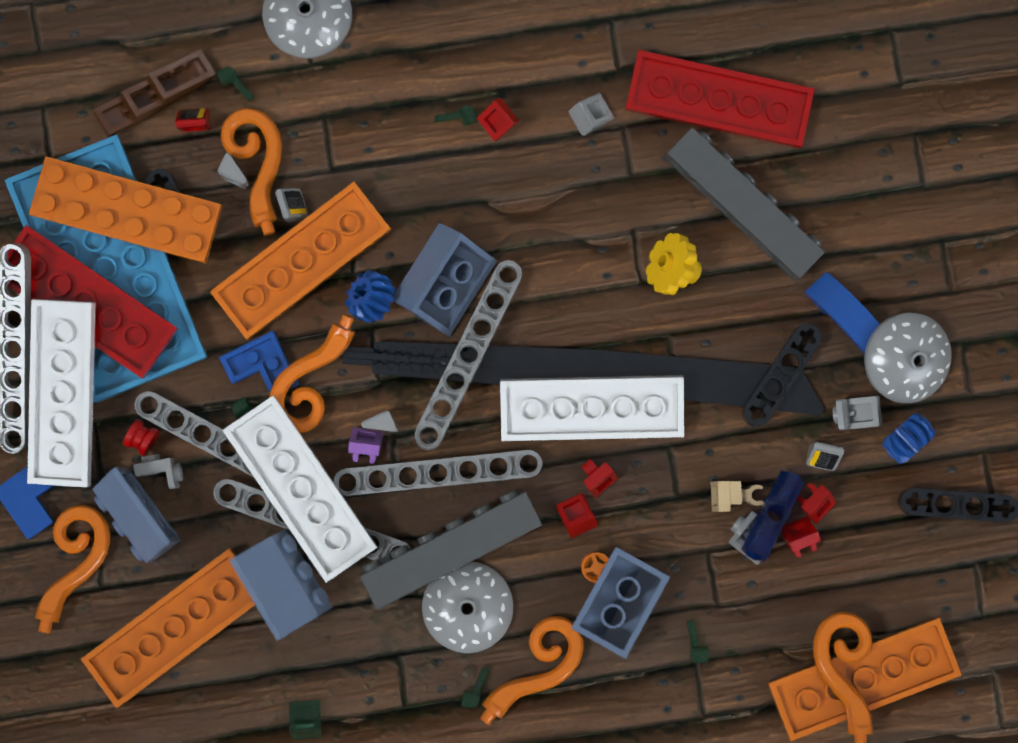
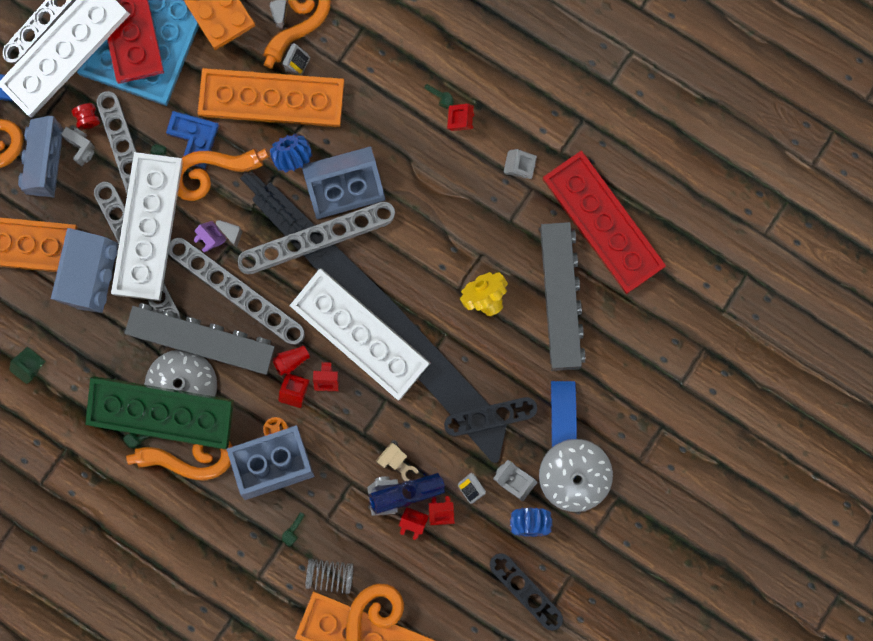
camera: 50 degrees right, 5 degrees down
(475, 651) = (159, 412): none -> dark green plate
(548, 492) = (289, 360): none -> red cone
(792, 645) = (310, 569): none -> light grey piece

